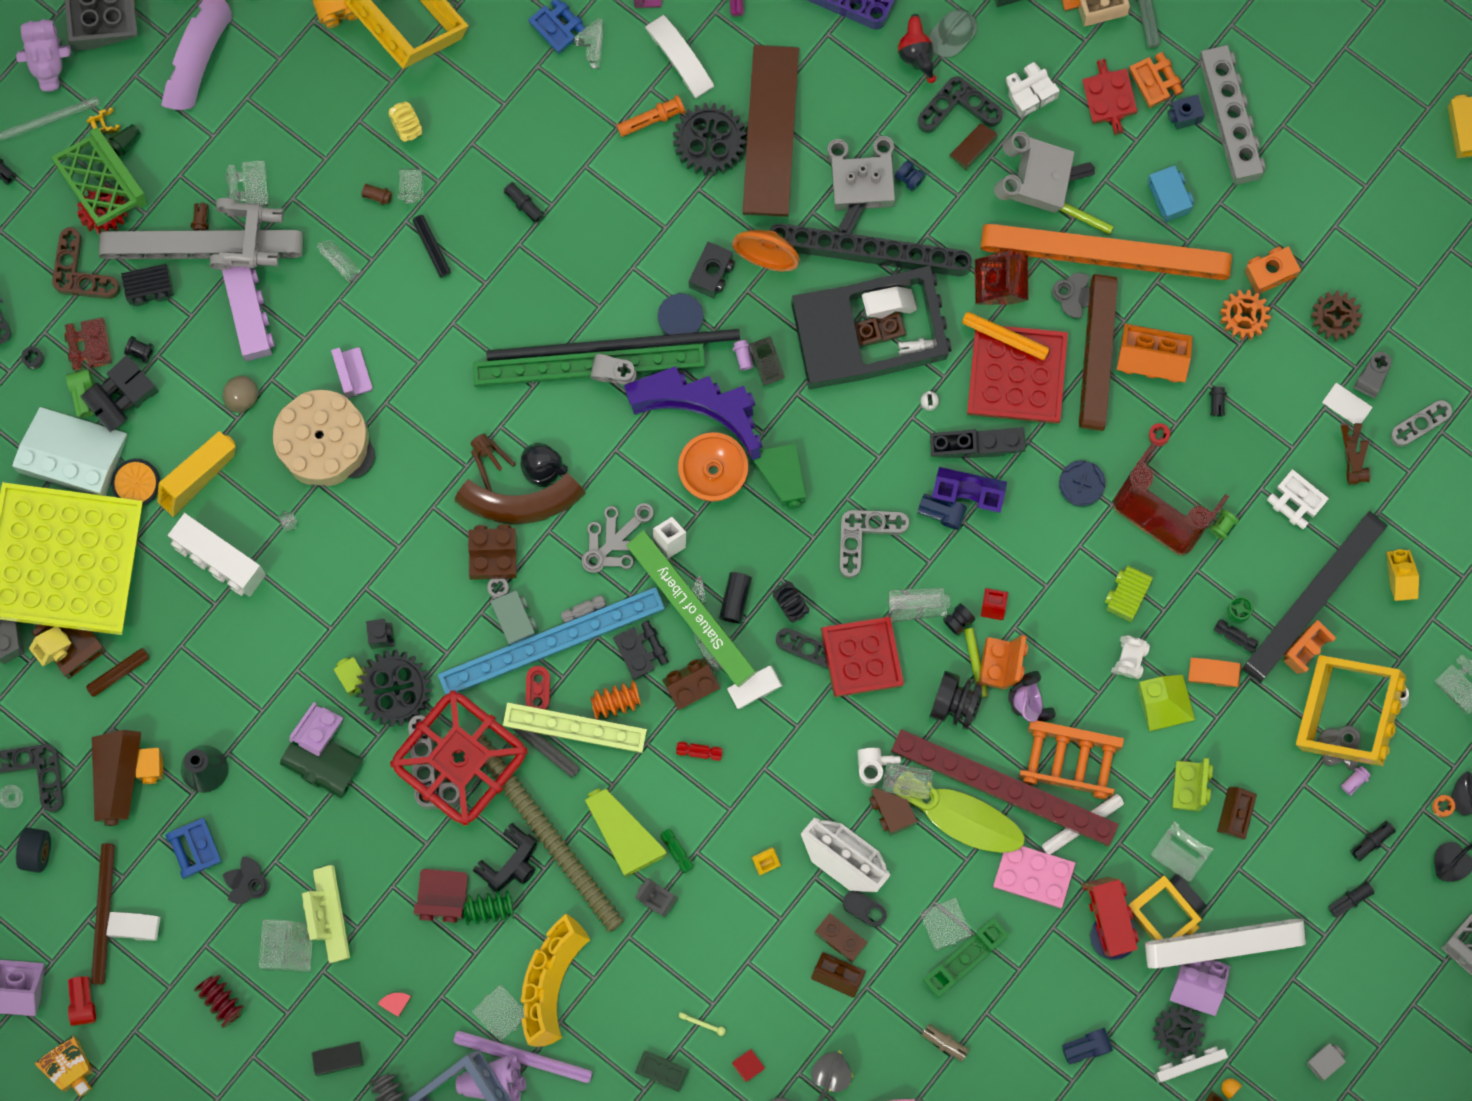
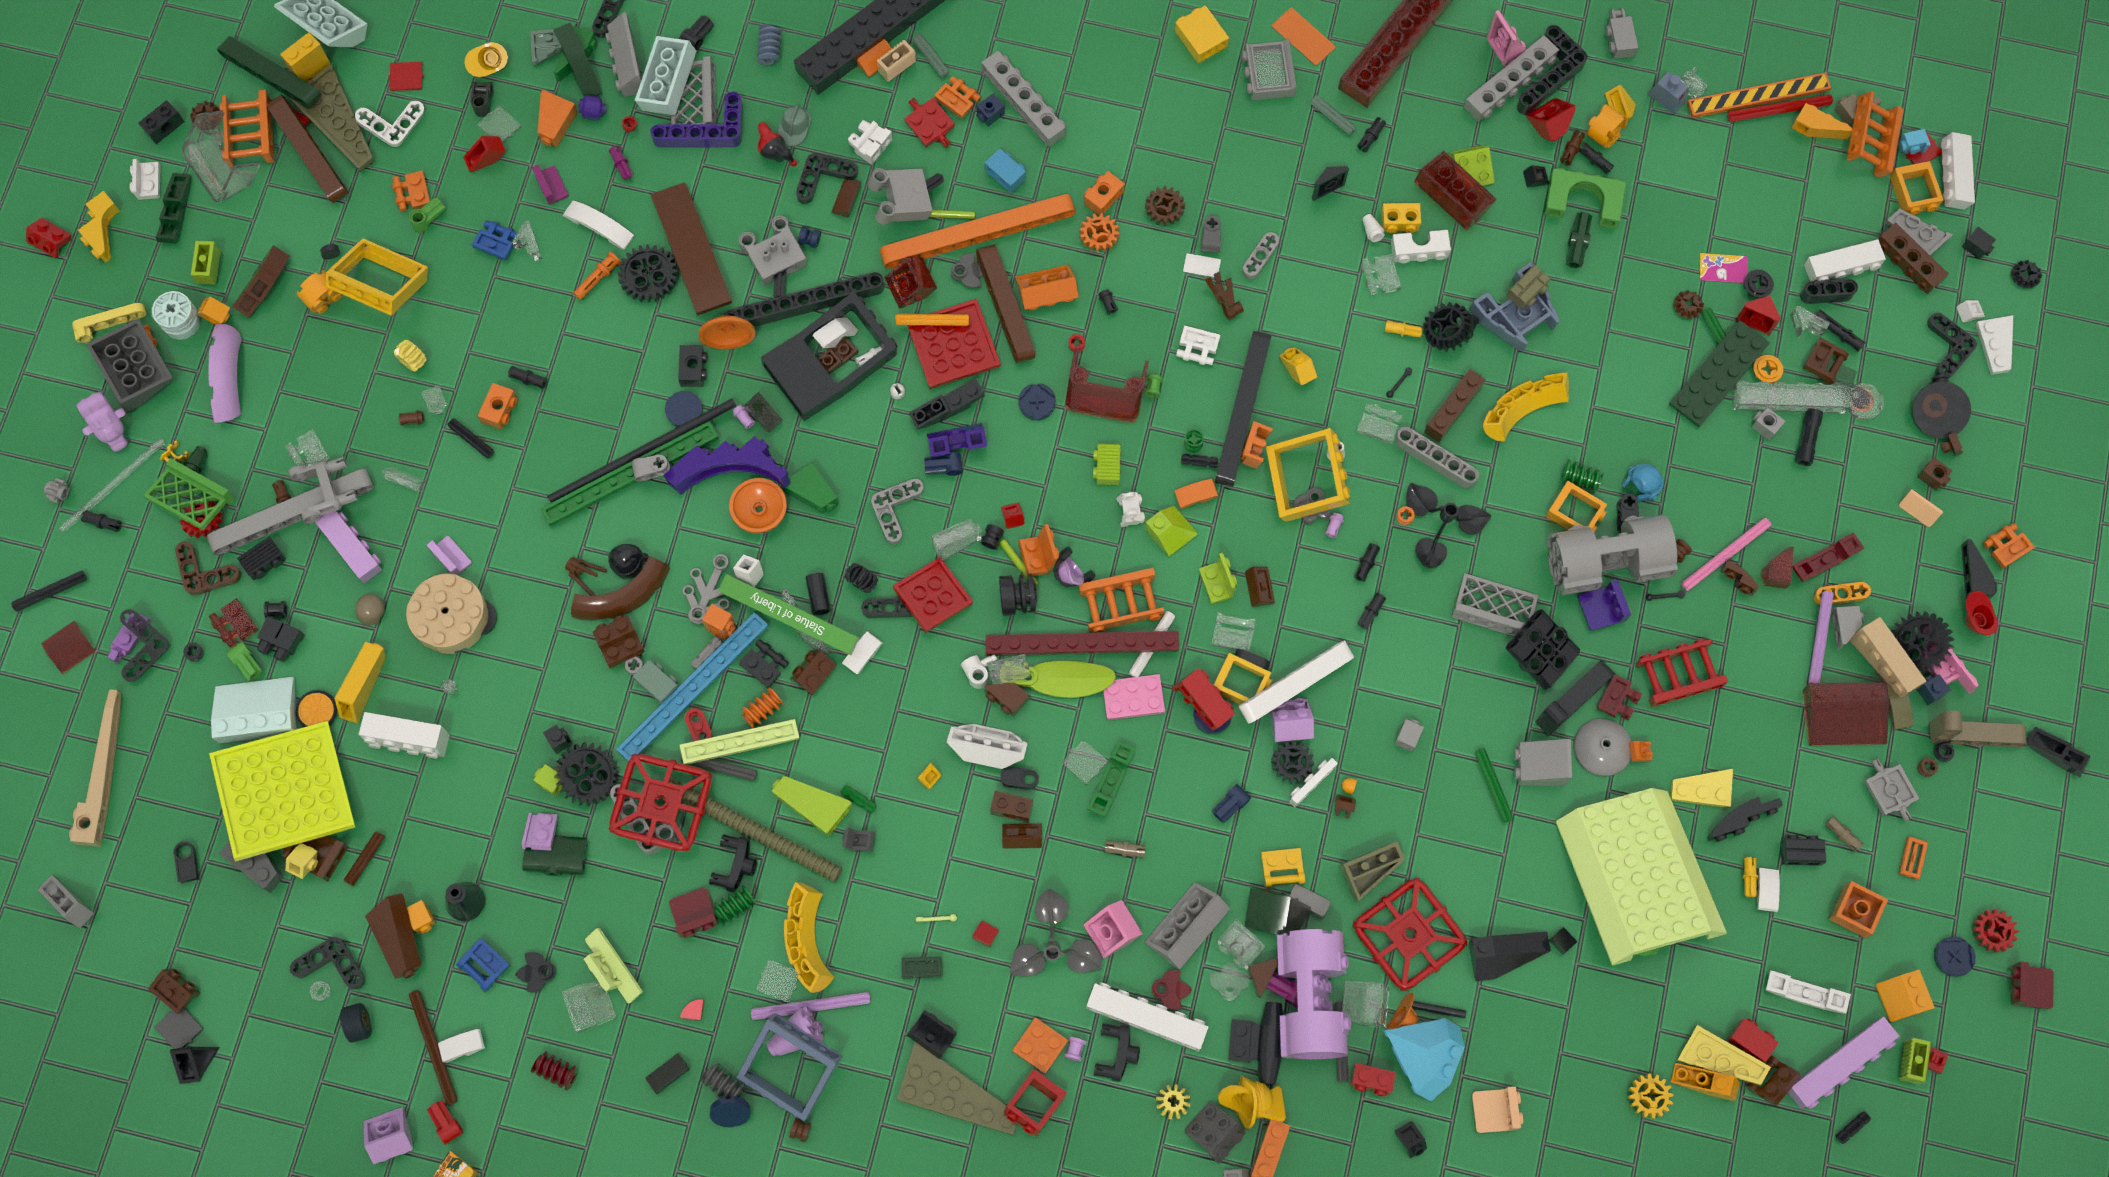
camera: 30 degrees left, 5 degrees down
(103, 407) = (266, 663): black pin -> none
(481, 210) = (497, 396): none -> orange brick
(611, 583) = (719, 622): none -> orange brick
(699, 751) = (841, 718): red axle -> none

